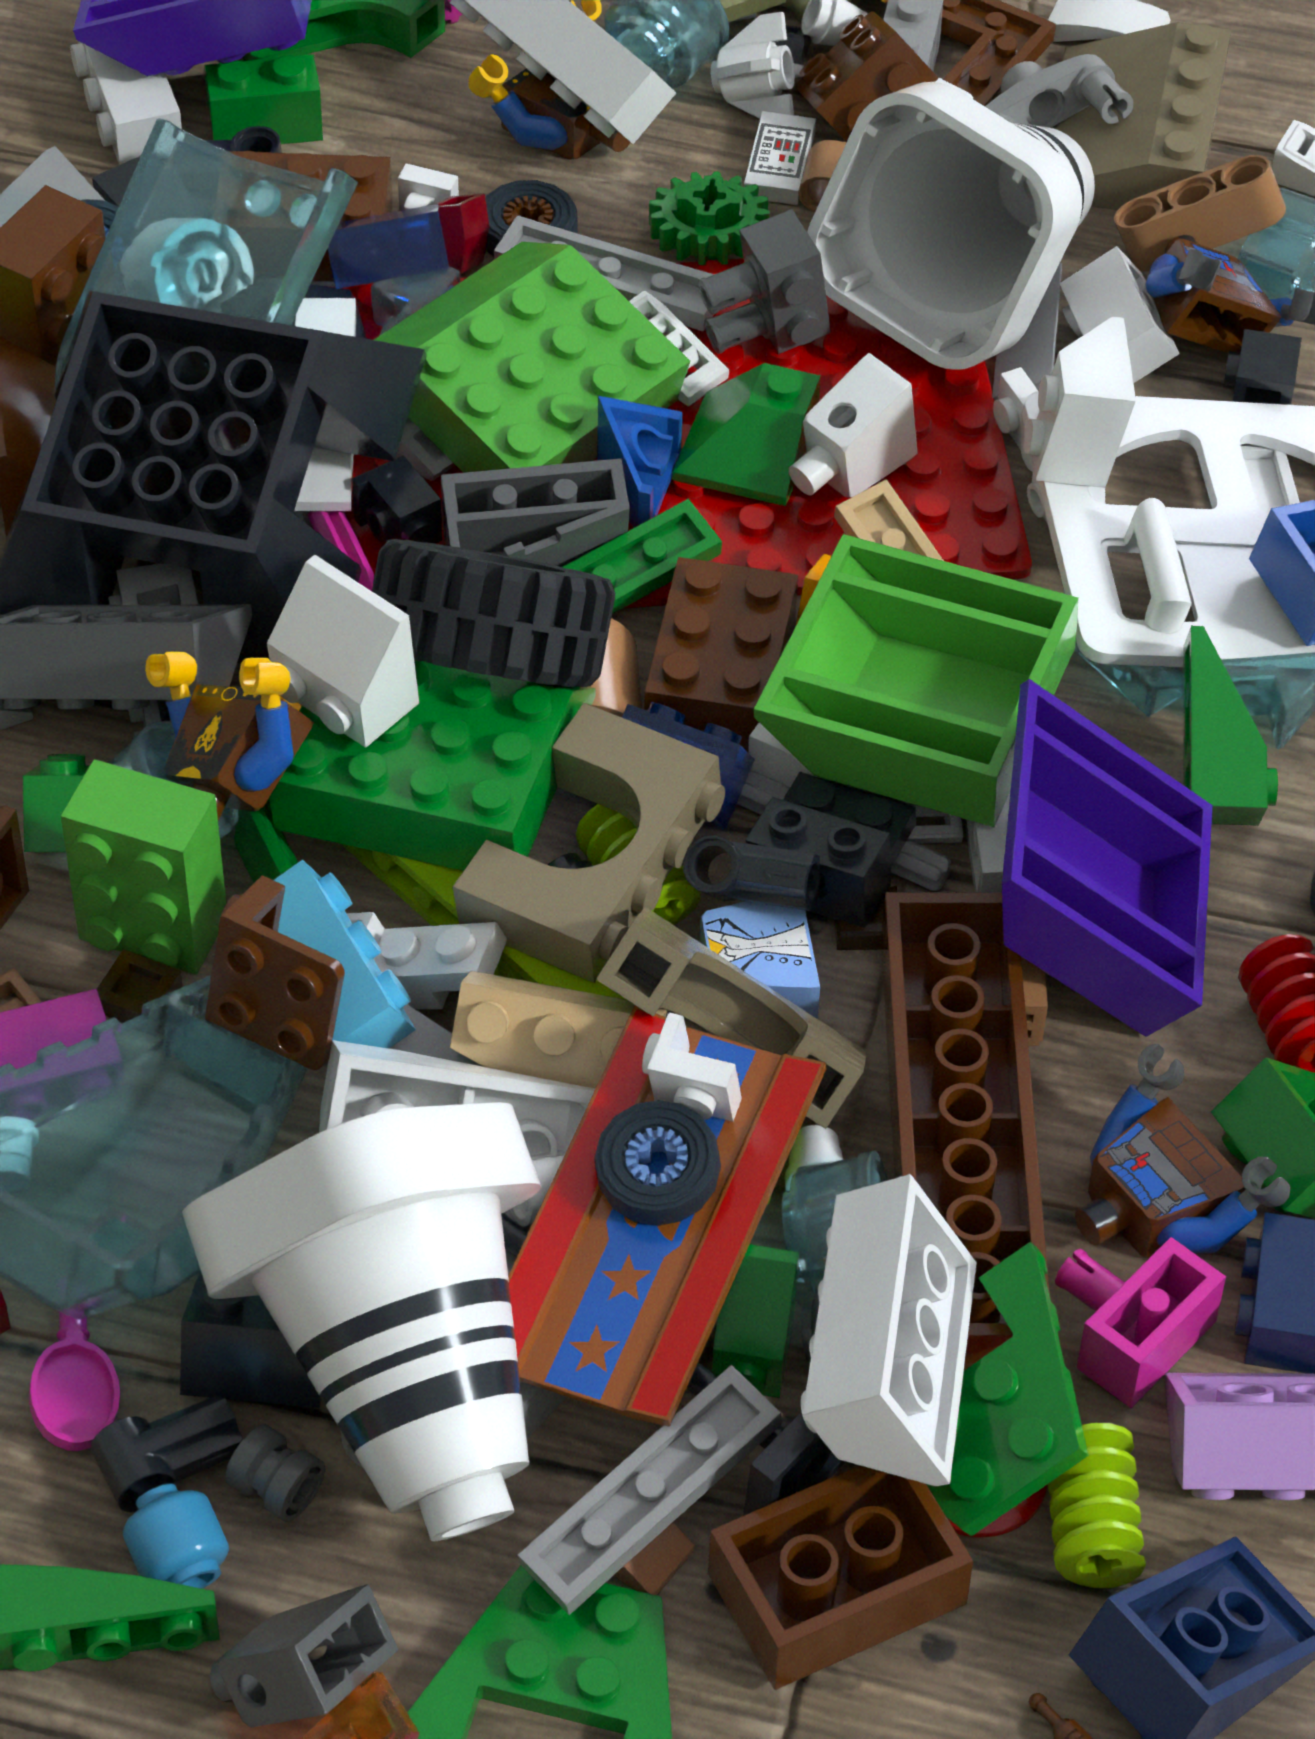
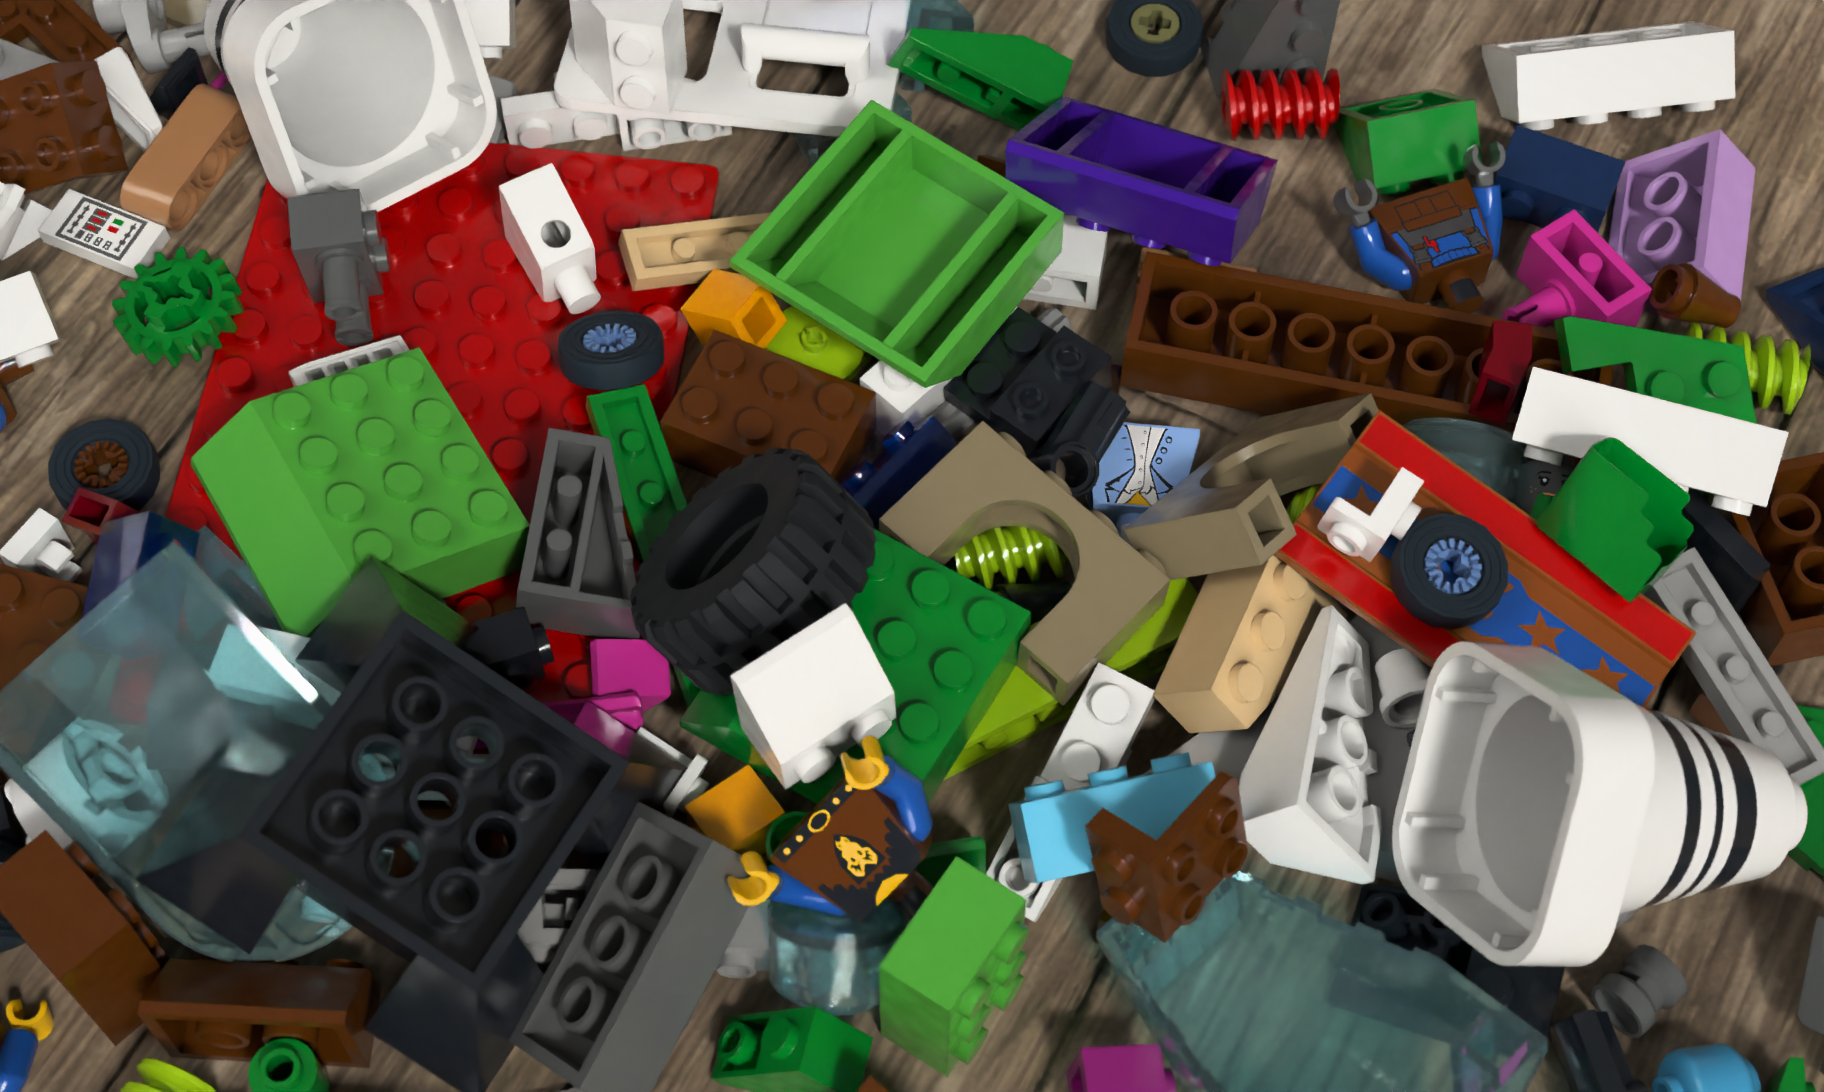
camera: 75 degrees left, 10 degrees up
(134, 982) = (1037, 1027): dark brown tile -> none
(624, 268) = (255, 372): light grey plate -> none
(647, 444) = (513, 430): blue slope -> none
(750, 434) = (497, 332): green slope -> none
(753, 510) = (611, 350): none -> black bush
(798, 1273) = (1619, 518): none -> green piece
(957, 1191) = (1502, 370): none -> dark red piece
(1151, 1416) = (1691, 296): none -> reddish brown cone

